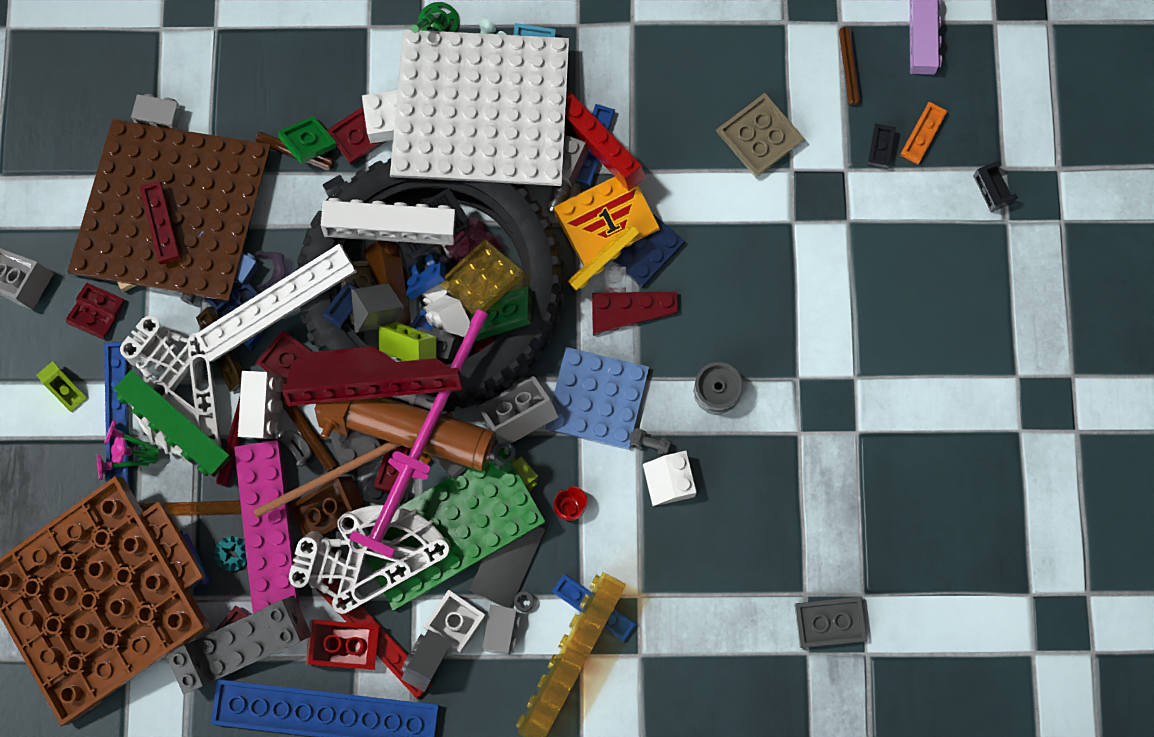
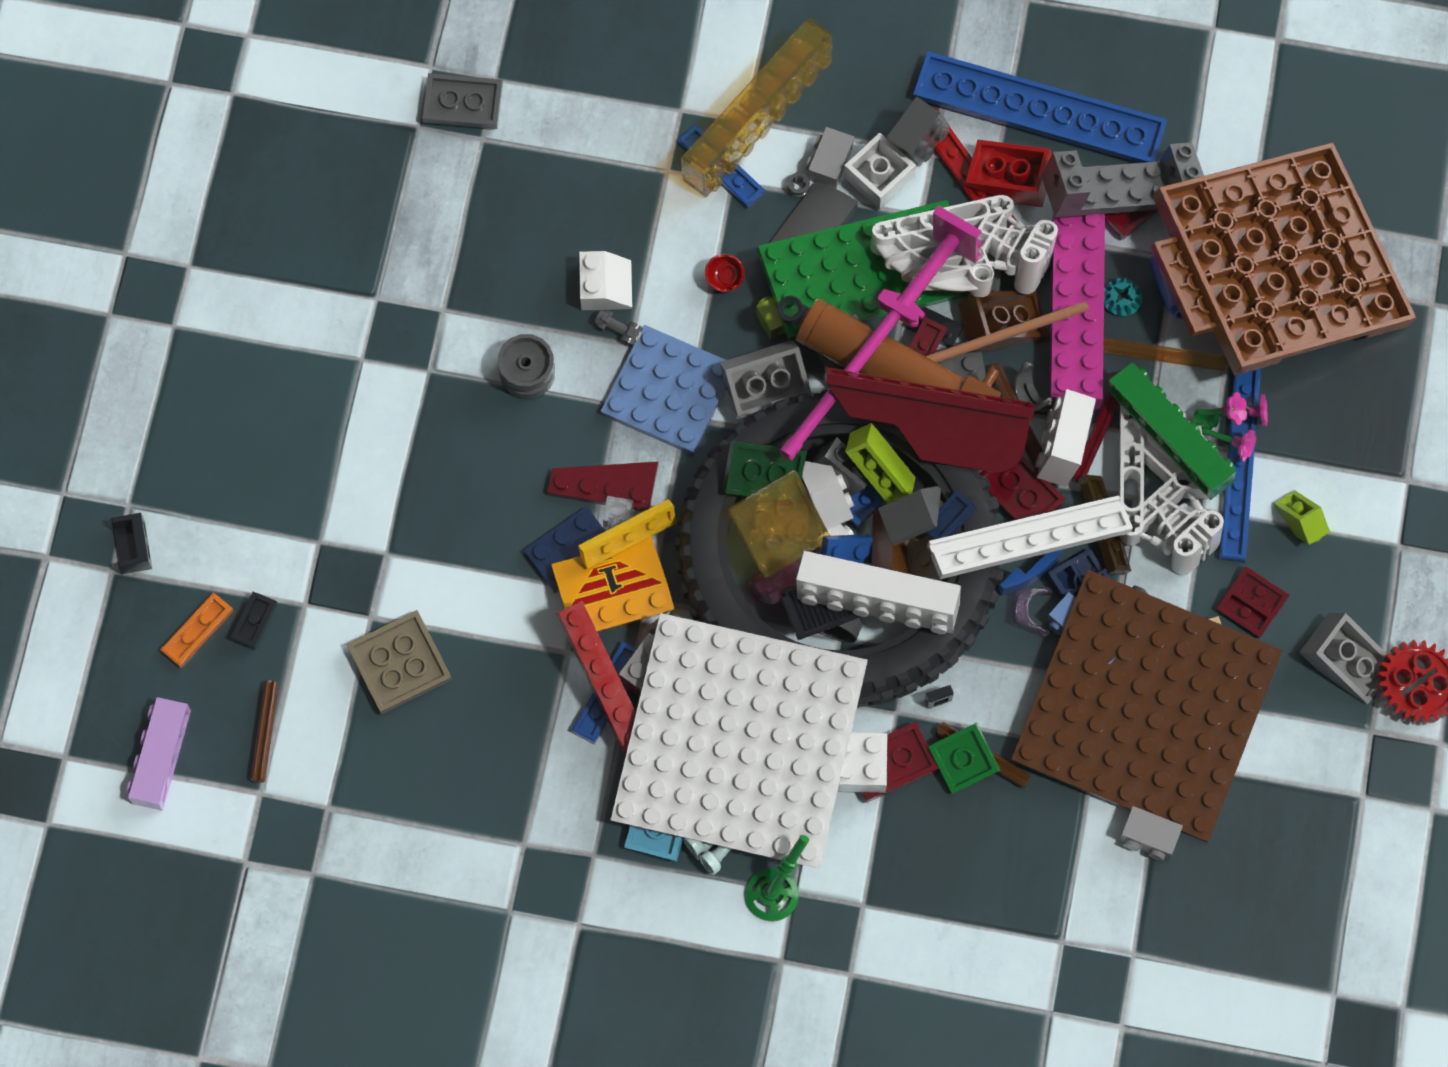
camera: 170 degrees left, 5 degrees down
(160, 222) = (1160, 677): dark red plate -> none

